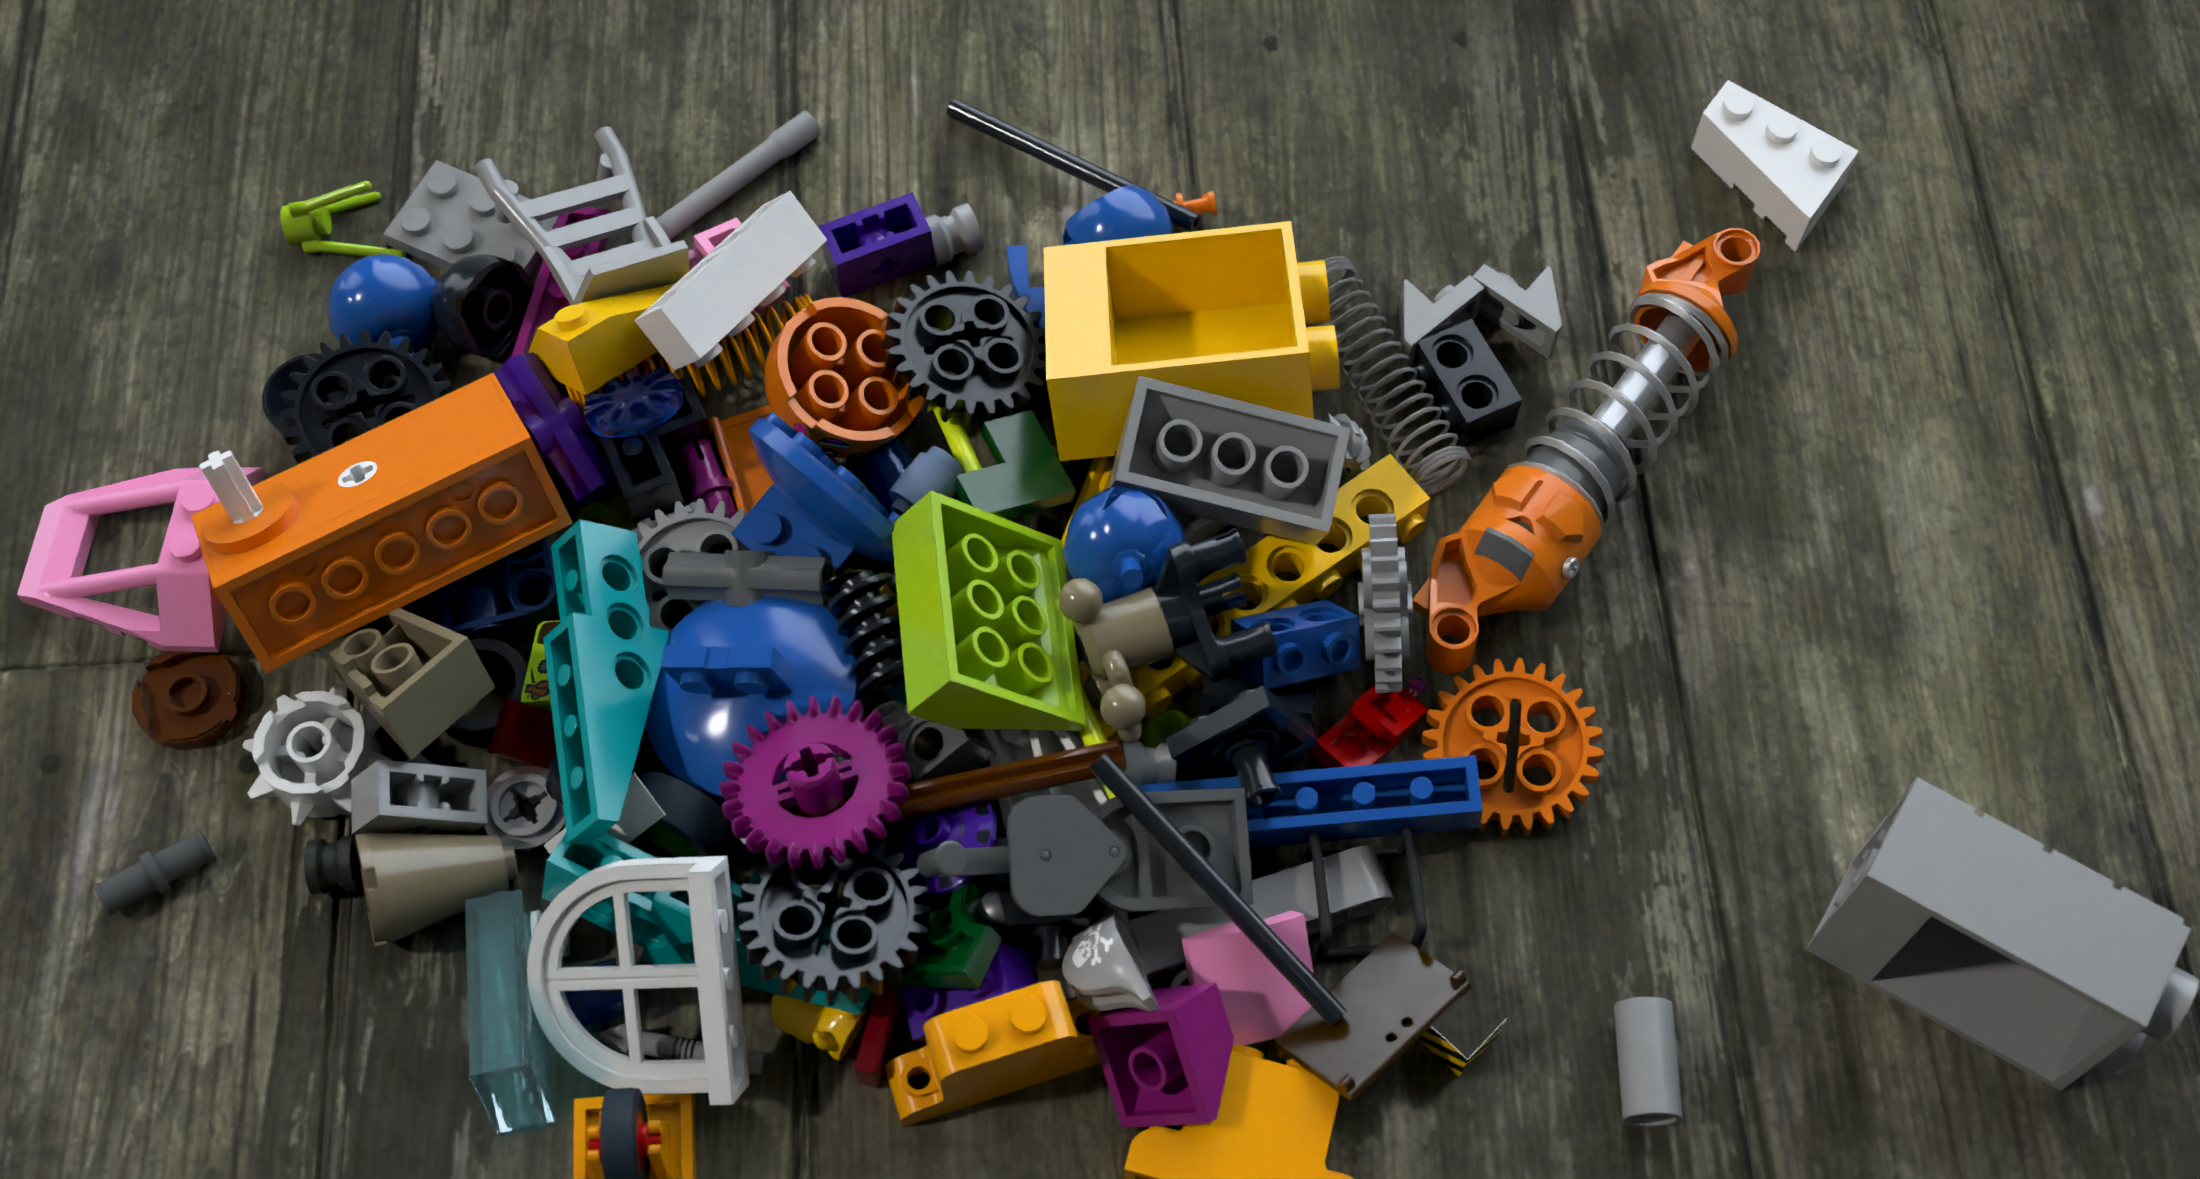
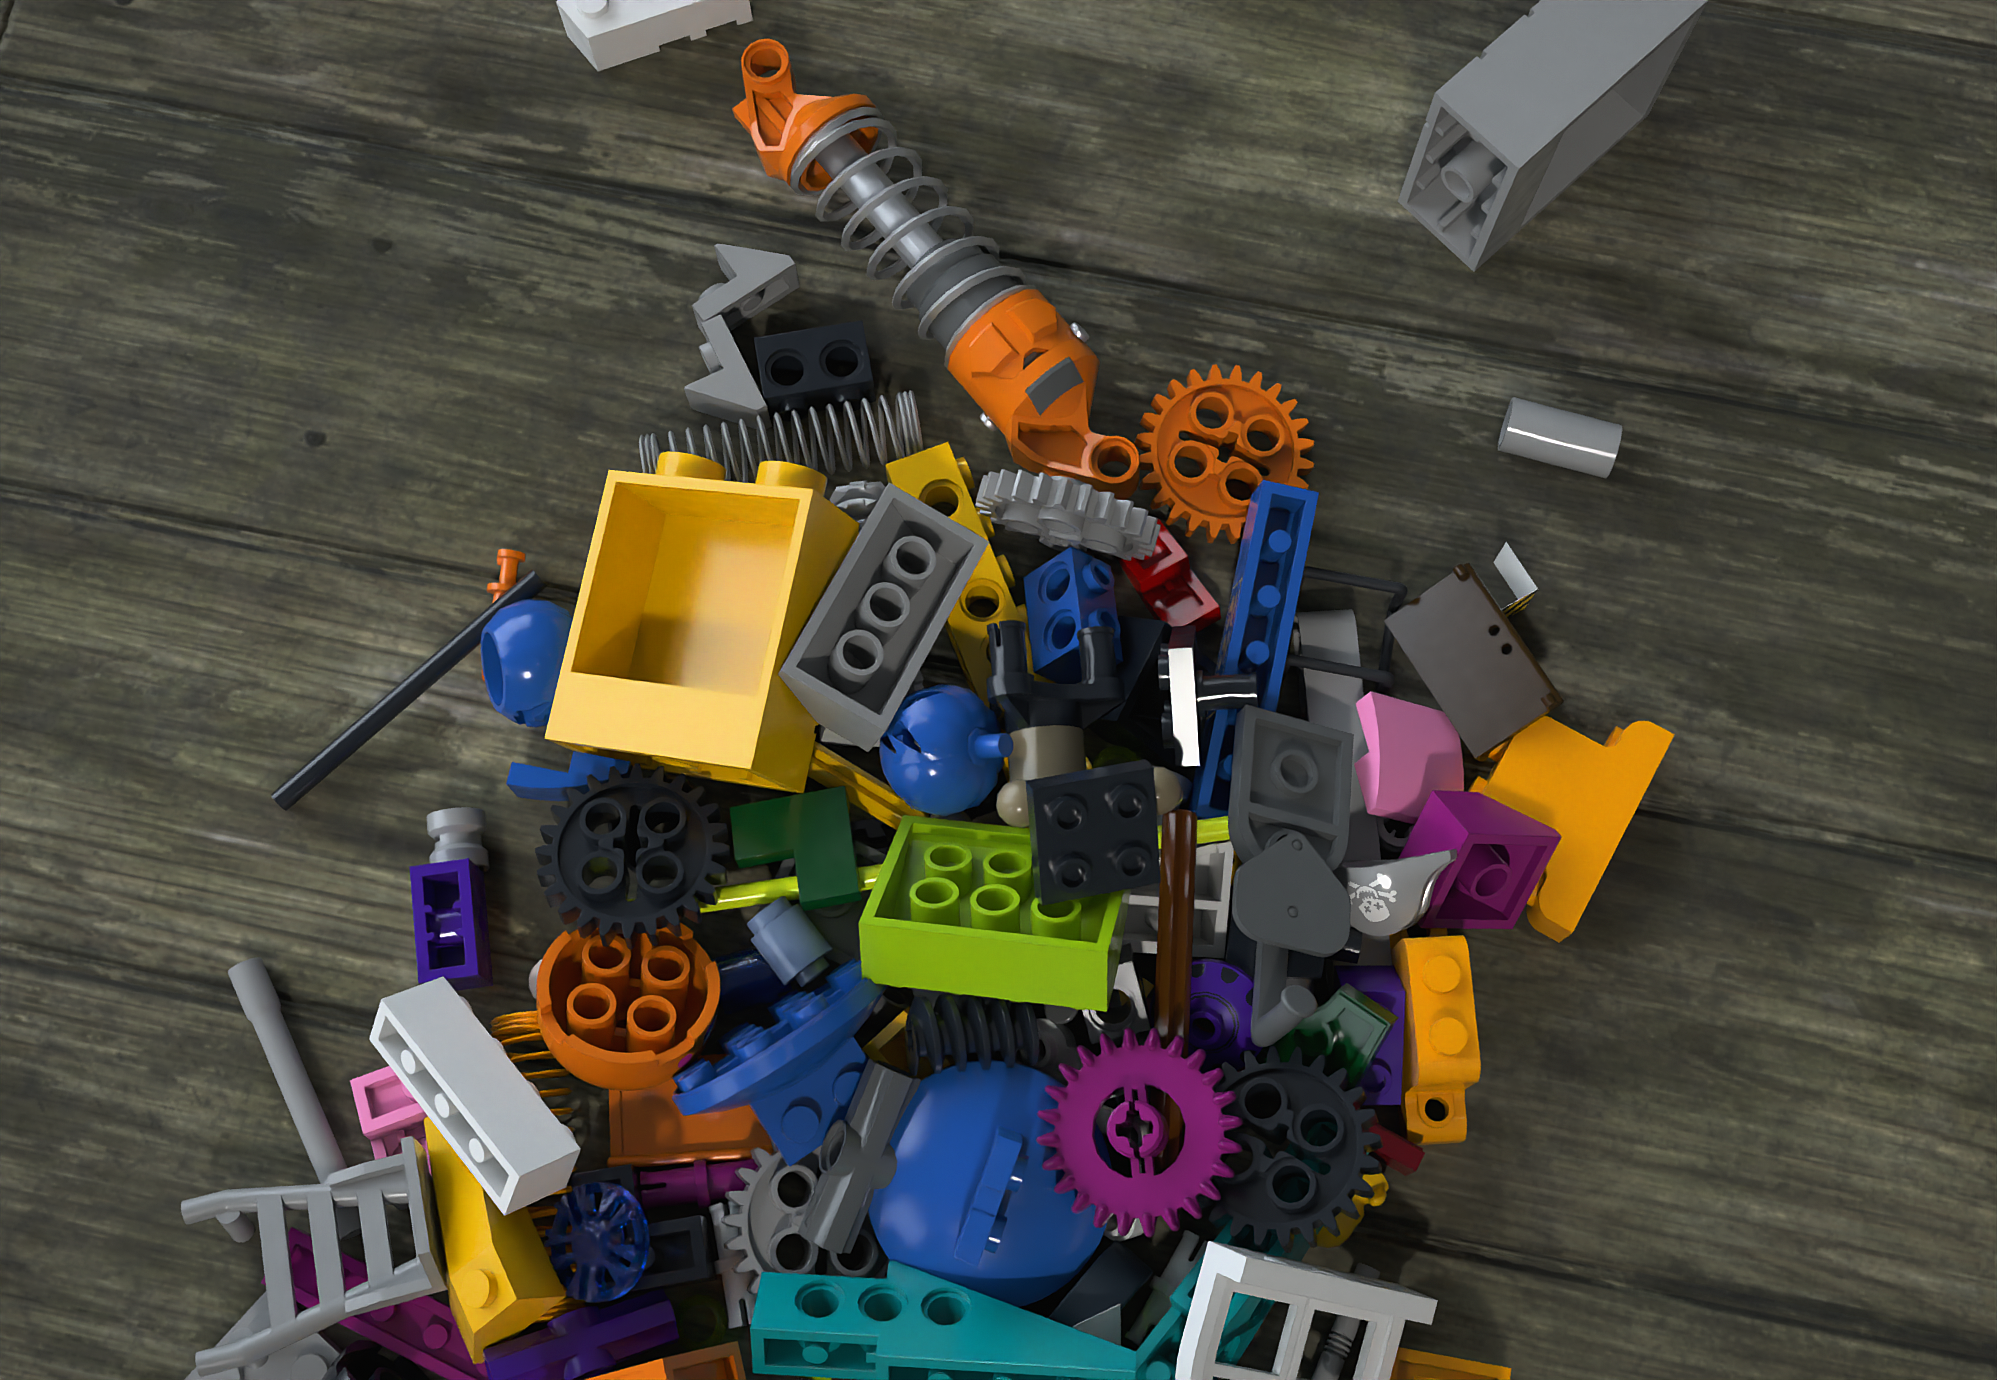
camera: 75 degrees left, 10 degrees up
(1063, 652) = (1093, 831): none -> black plate
(1218, 889) = (1338, 763): black piece -> none

